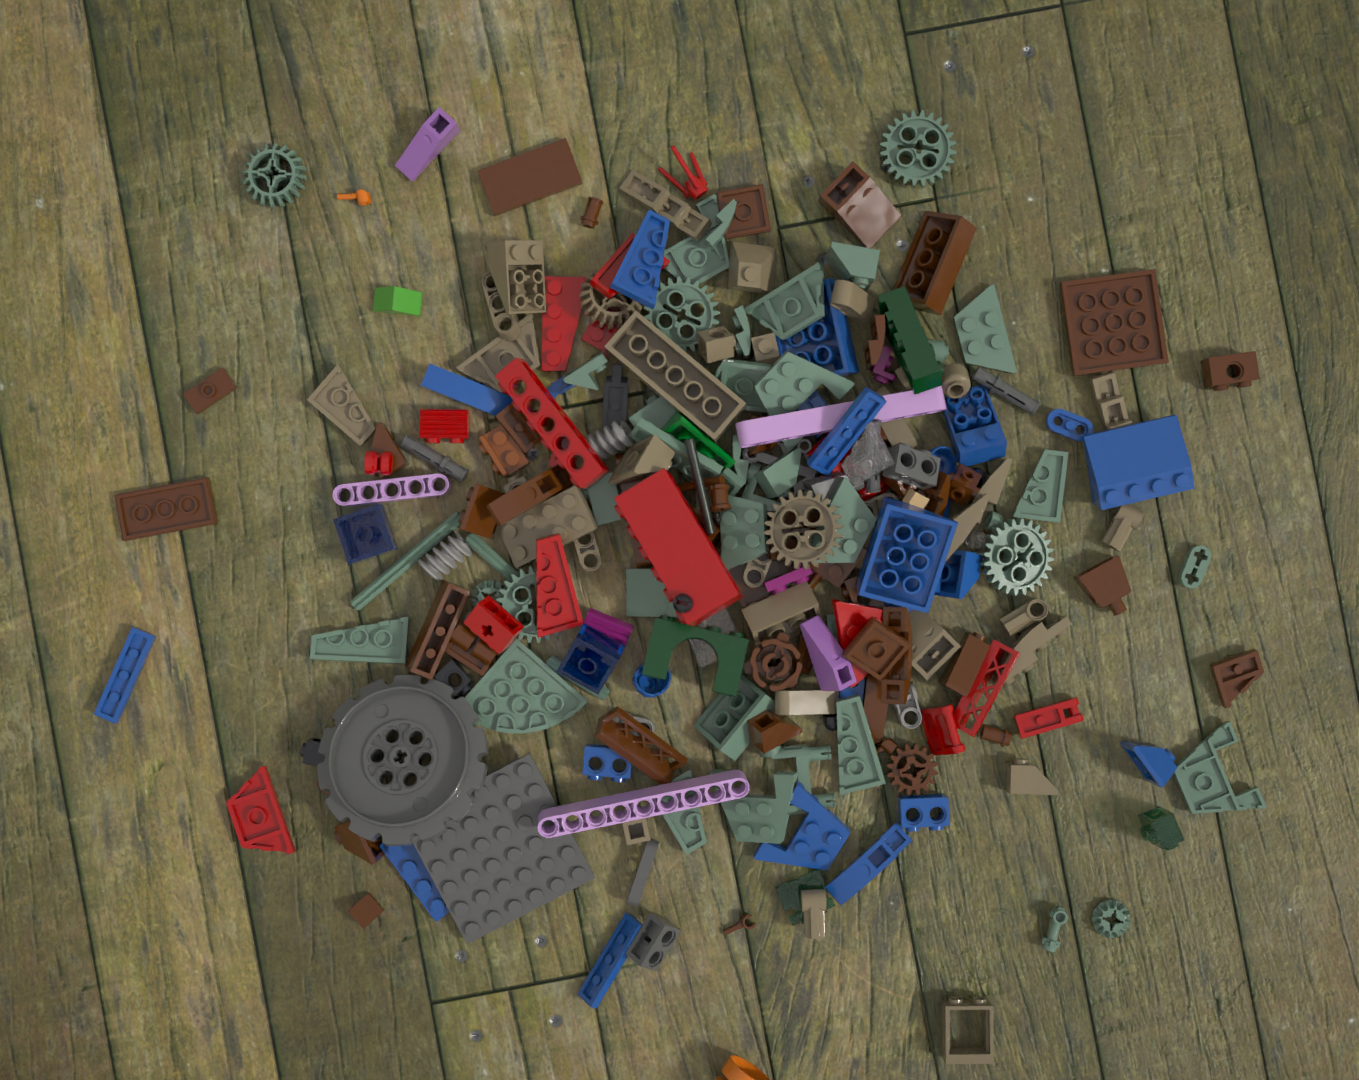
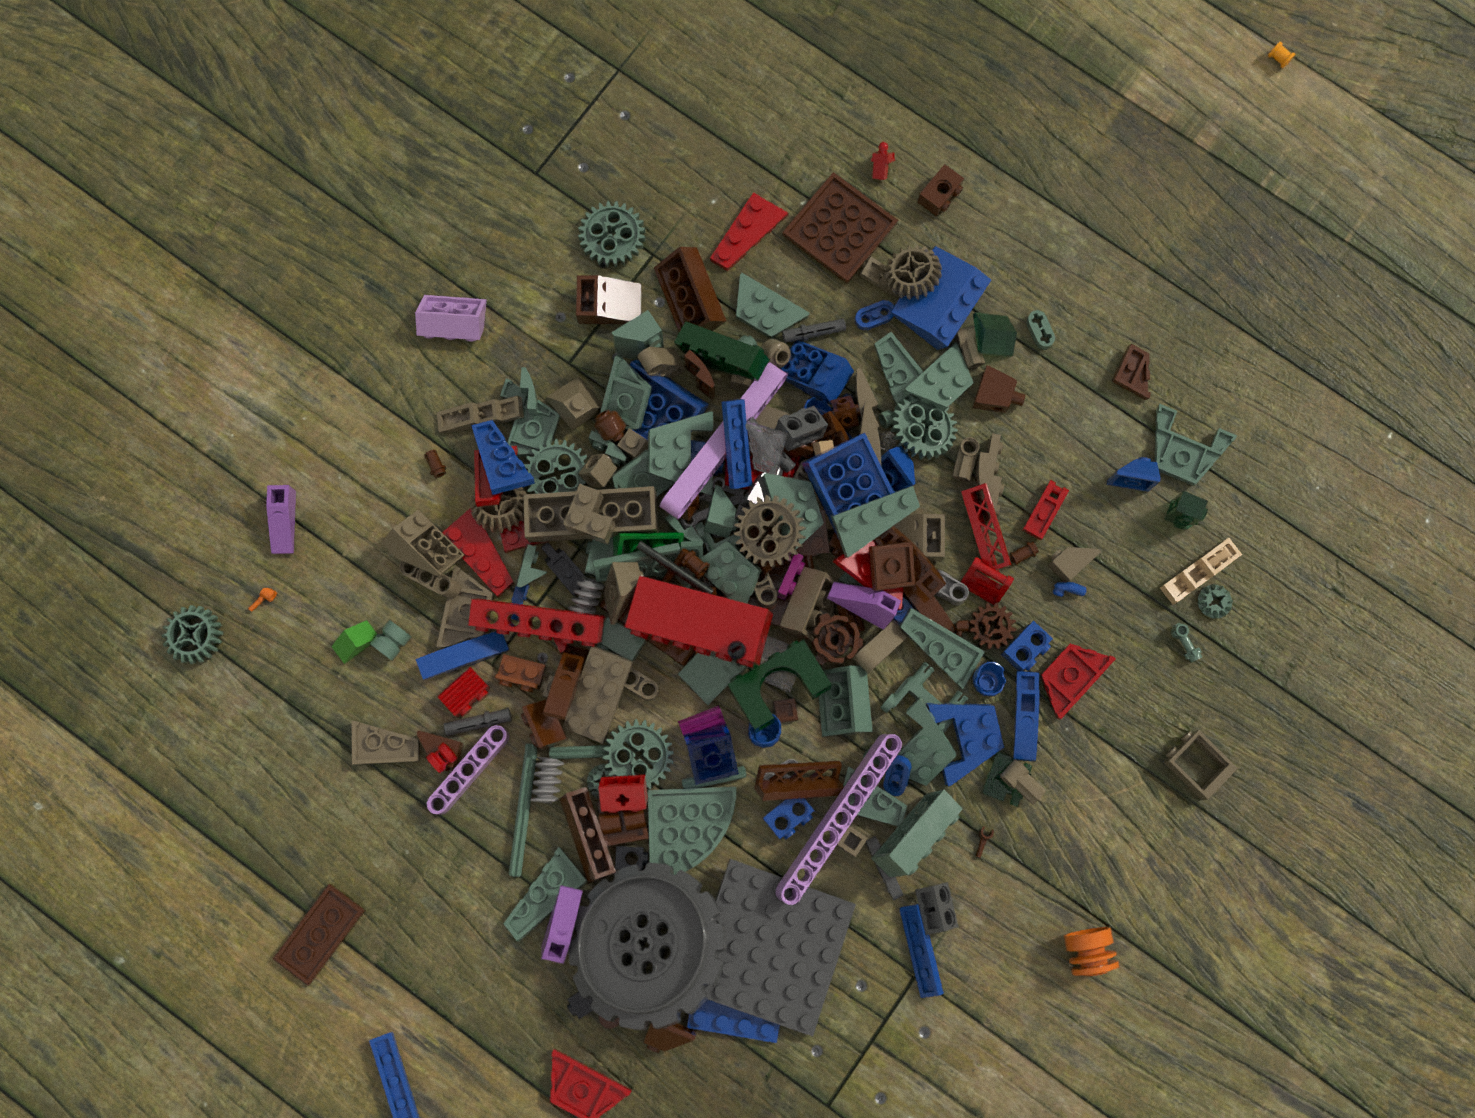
camera: 45 degrees left, 10 degrees down
(210, 391) = (277, 822): reddish brown plate -> none
(353, 679) = (561, 924): none -> medium lavender slope
(365, 534) = (477, 816): clear blue brick -> none
(365, 910) = (720, 1083): reddish brown slope -> none
(425, 328) = (390, 640): none -> sand green wheel
(518, 429) = (517, 647): reddish brown wing -> none
(530, 177) = (371, 478): reddish brown tile -> none
(555, 593) = (643, 730): red wing -> none
(665, 375) = (583, 516): none -> dark tan brick
(684, 678) = (785, 710): none -> reddish brown tile
(691, 874) = (917, 834): none -> sand green brick
(695, 185) = (488, 384): red plant -> none
(717, 98) = (450, 317): none -> lavender slope
(721, 814) = (899, 774): none -> blue plate
(750, 214) = (542, 370): reddish brown plate -> none
(760, 316) = (610, 425): none -> reddish brown head
(771, 730) = (876, 687): reddish brown slope -> none
(830, 721) = (909, 646): black hinge -> none
(867, 808) = (989, 679): none -> blue hair
(883, 363) = (720, 392): magenta bracket -> none
(895, 597) = (868, 521): none -> sand green wing
(936, 868) = (1072, 676): none -> red wing
(965, 664) = (959, 525): reddish brown slope -> none
(1007, 800) = (1061, 587): none -> blue arm
(1043, 250) = (747, 230): none -> red wing
(1070, 533) = (943, 380): none -> sand green wing
(1120, 409) = (926, 274): none -> dark tan gear
(1124, 885) = (1200, 571): none -> tan slope
(1151, 535) = (994, 334): none -> clear green slope
(1206, 296) = (881, 160): none -> red piece

